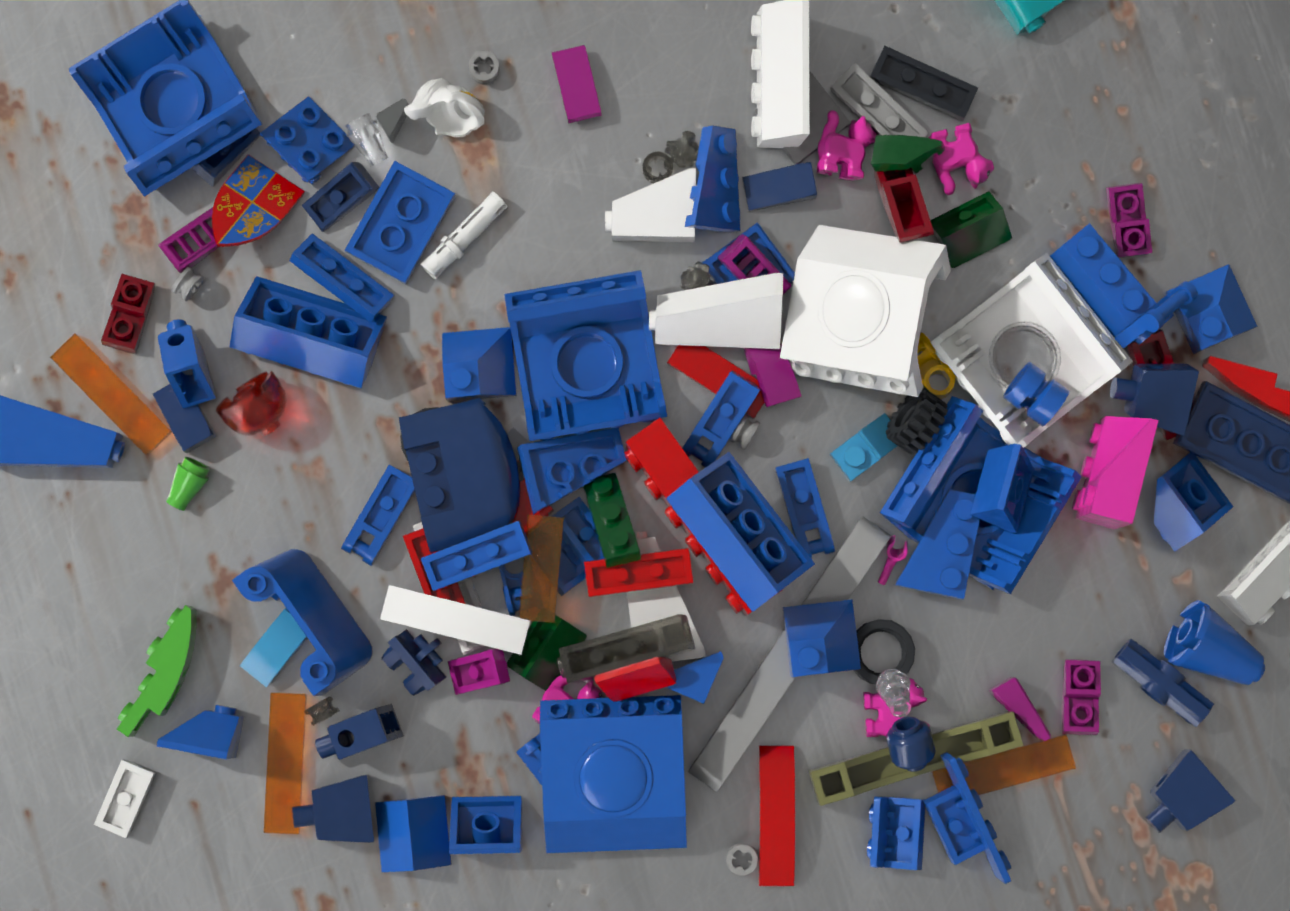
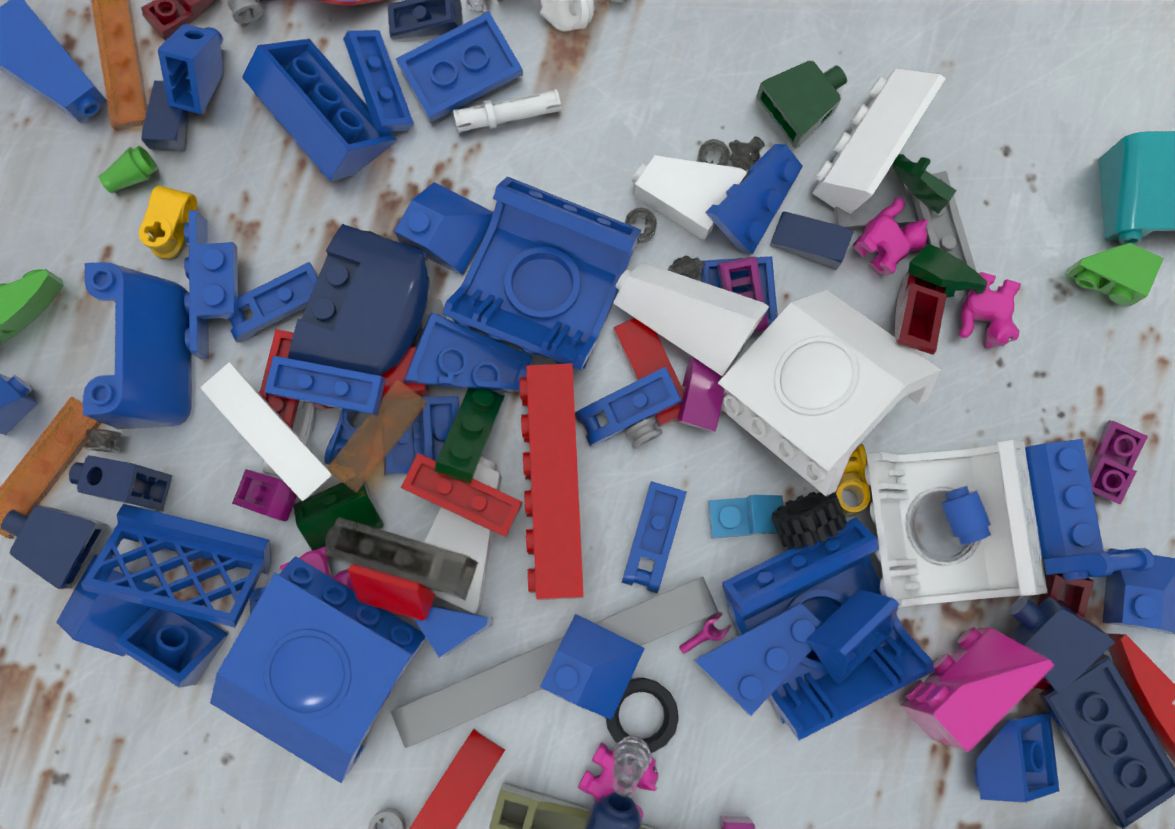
camera: 30 degrees right, 5 degrees down
(249, 497) = (165, 221): none -> yellow piece
(255, 406) = (227, 140): clear red cylinder -> none
(274, 649) = (90, 362): dark azure slope -> none
(324, 531) = (212, 283): none -> blue bracket
(418, 657) = (217, 449): dark blue hips -> none
(448, 743) = (190, 541): none -> blue fence
(576, 84) = (687, 45): magenta slope -> none
(624, 260) = (650, 219): none -> clear smoke bush
(700, 73) = (801, 99): none -> dark green torso
(740, 531) = (577, 514): blue slope -> none
(846, 91) = (922, 184): none -> dark green slope
(923, 83) = (997, 227): black plate -> none
(972, 229) = (967, 381): dark green panel -> none
(1035, 340) = (966, 515): none -> blue brick
(1036, 394) = (938, 566): blue wheel -> none
(1044, 59) = (1120, 272): none -> bright green slope

